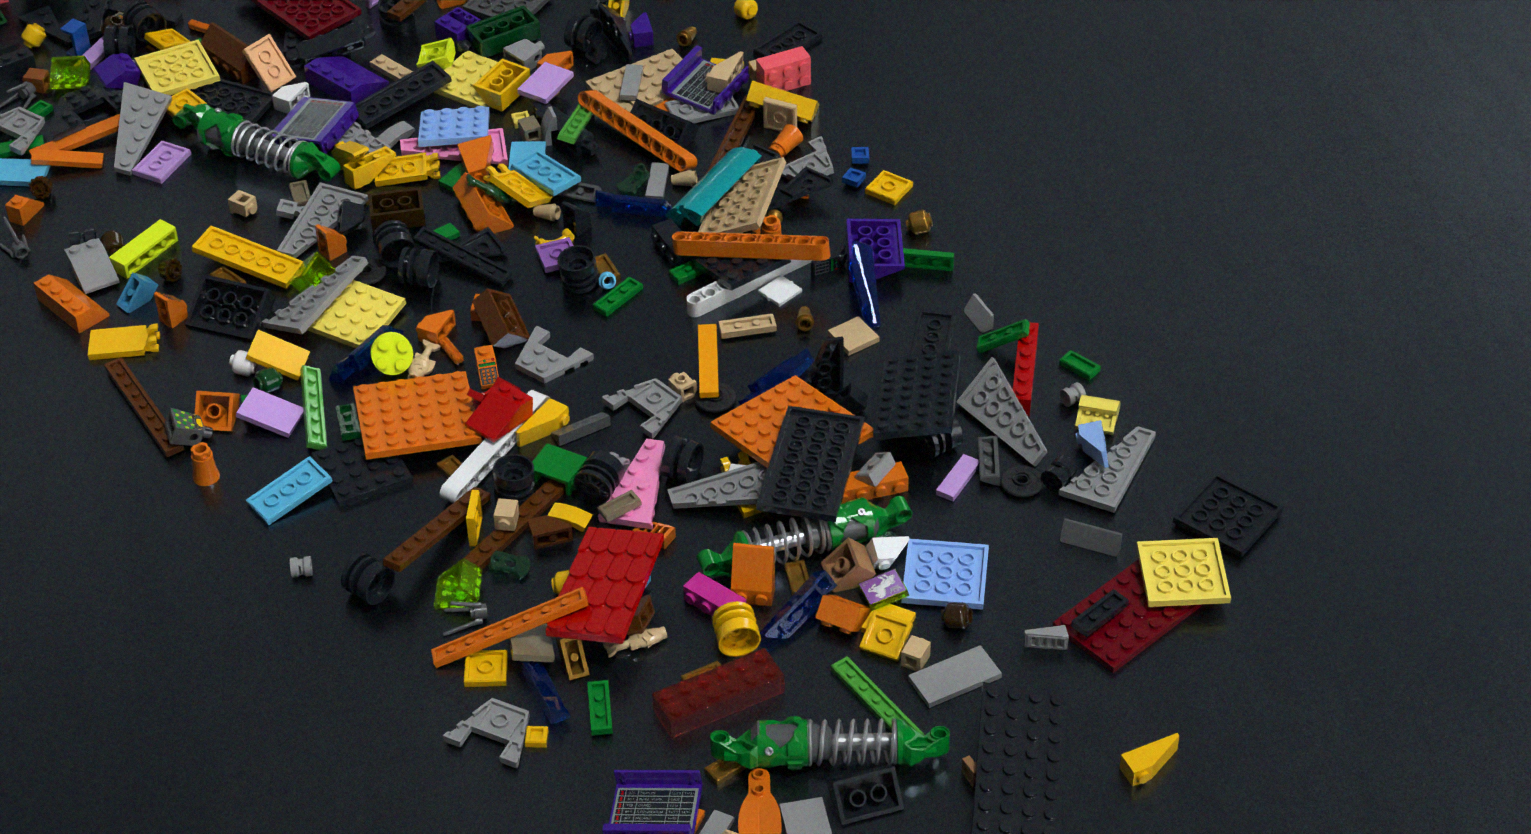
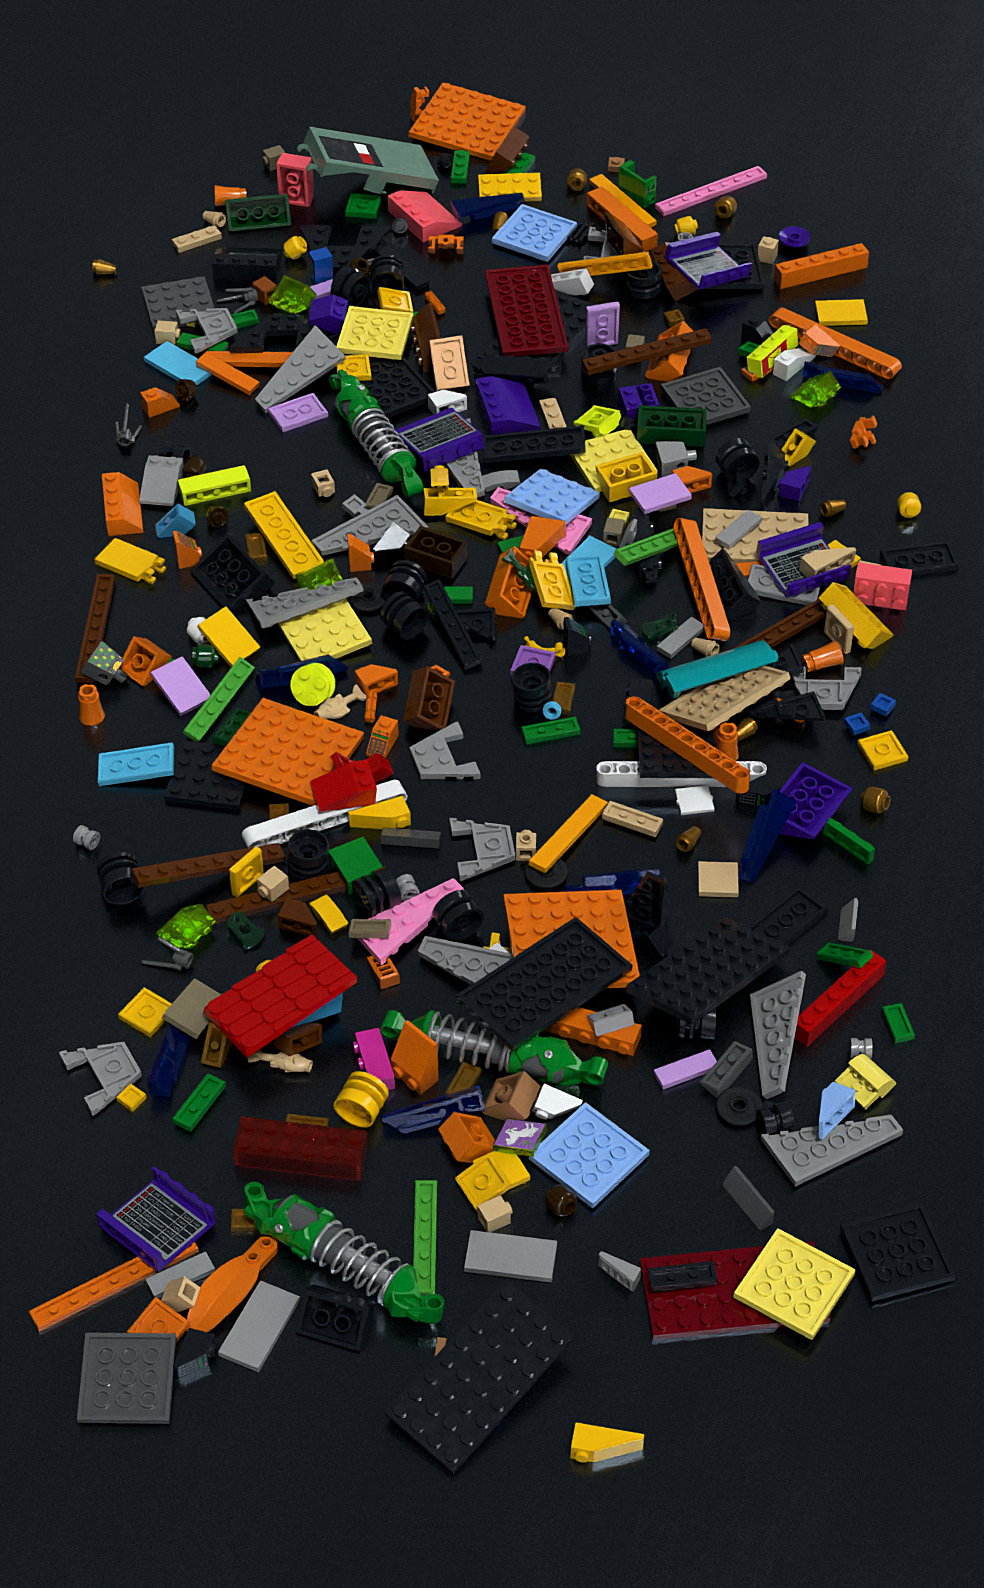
camera: 35 degrees right, 5 degrees up
(509, 627) = (183, 988): orange tile -> none

